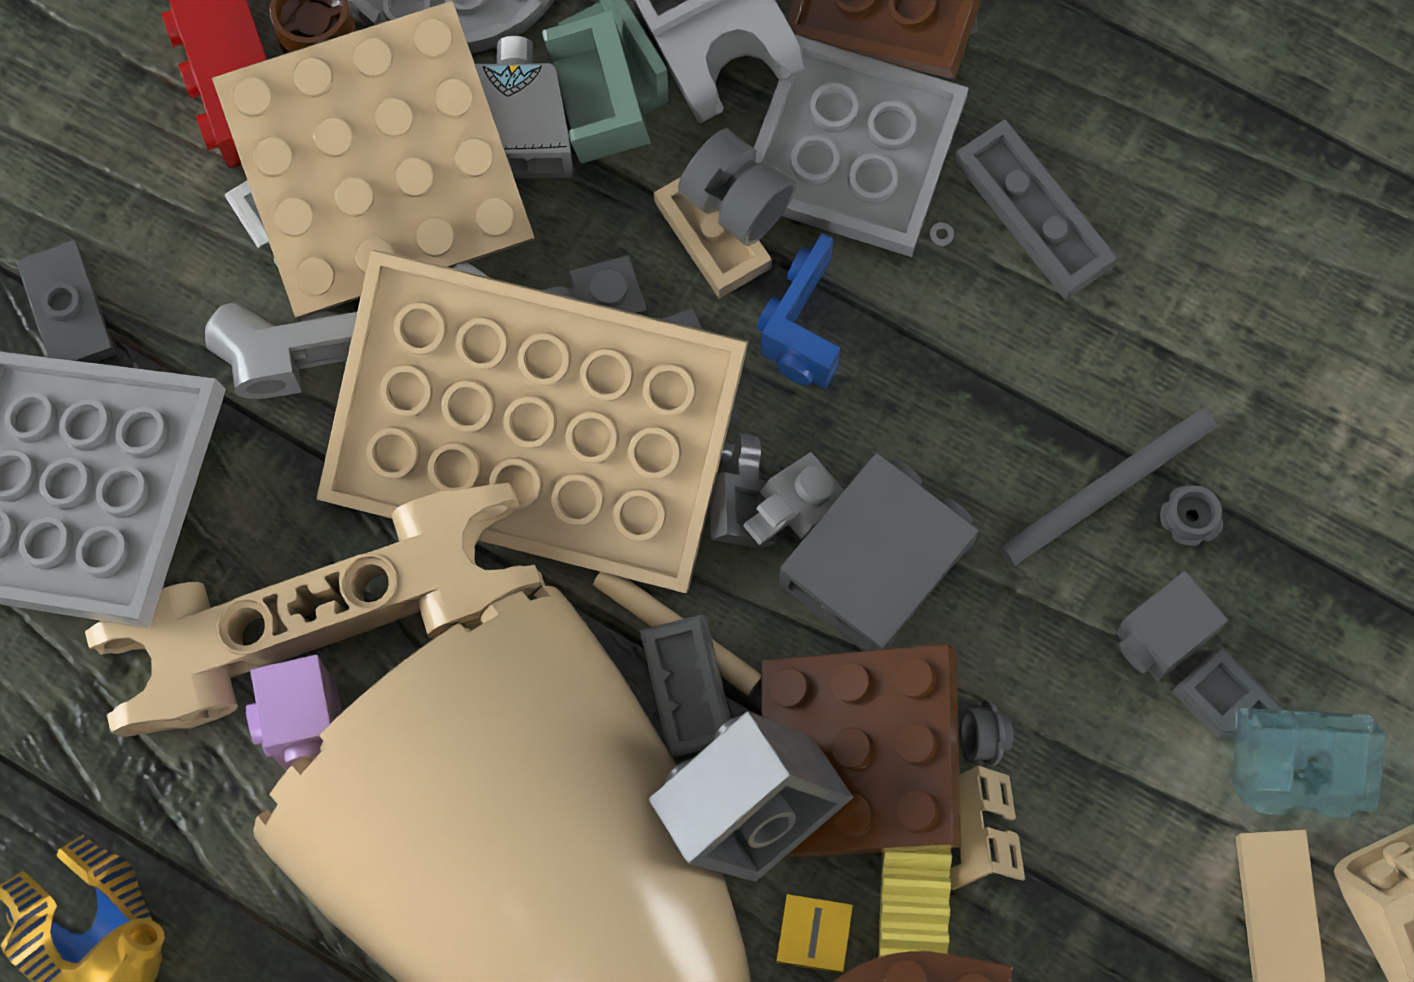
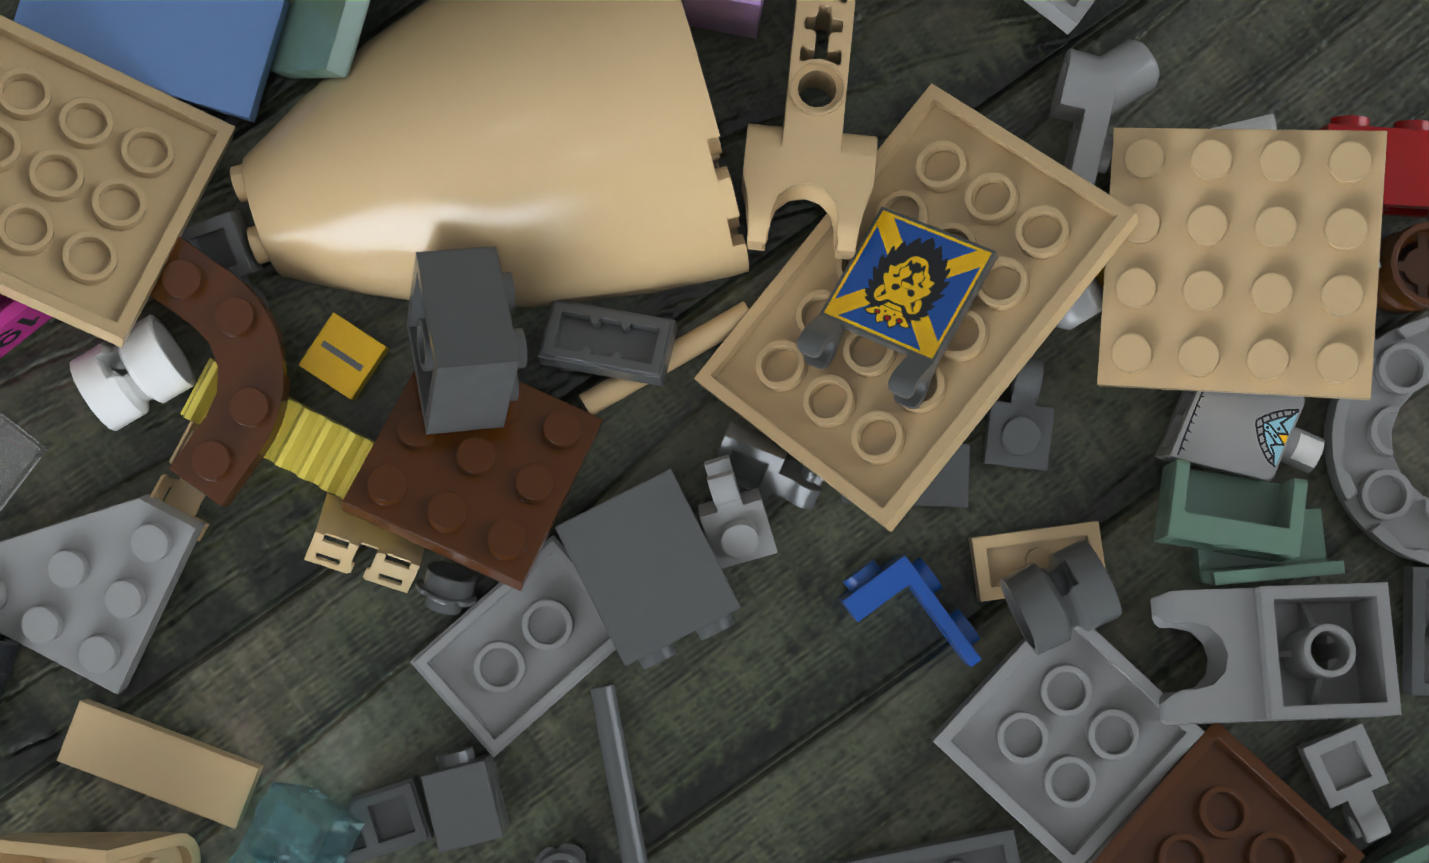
camera: 110 degrees right, 15 degrees up
(527, 424) = (905, 293): none -> flag
(941, 242) = (942, 769): light grey piece -> none
(1014, 644) = (517, 650): none -> light grey tile

